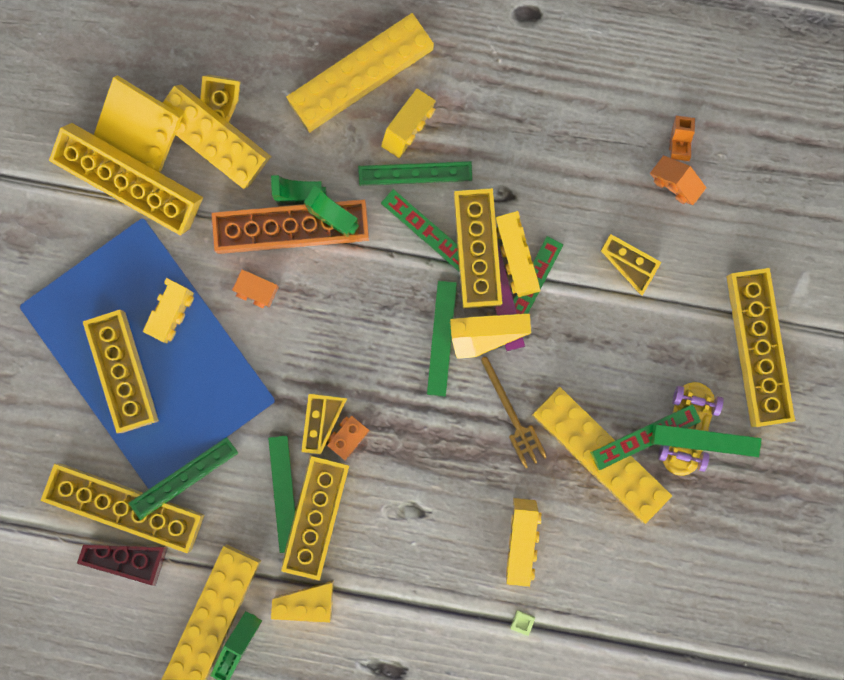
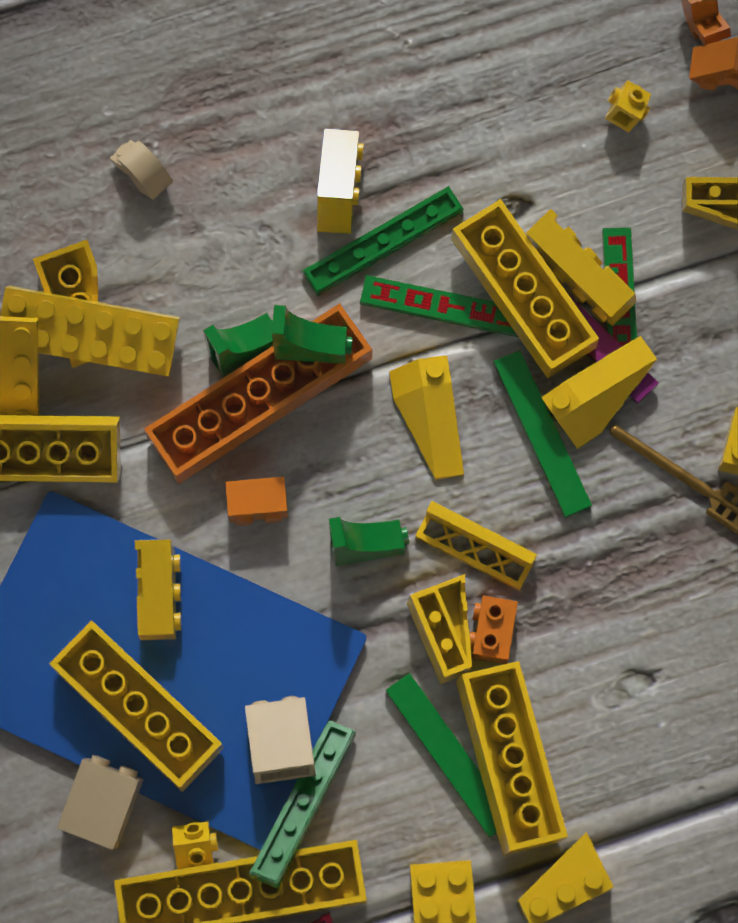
camera: 30 degrees left, 10 degrees down
(73, 414) = (100, 802): none -> tan brick
(111, 466) = (194, 845): none -> yellow brick
(190, 435) = (280, 740): none -> tan brick
(298, 54) = (142, 168): none -> tan brick
(303, 346) = (366, 541): none -> green arch
(360, 72) = (237, 150): yellow brick -> none
(372, 380) = (481, 536): none -> yellow fence
(385, 285) = (427, 405): none -> yellow wedge
(604, 170) = (628, 106): none -> yellow brick

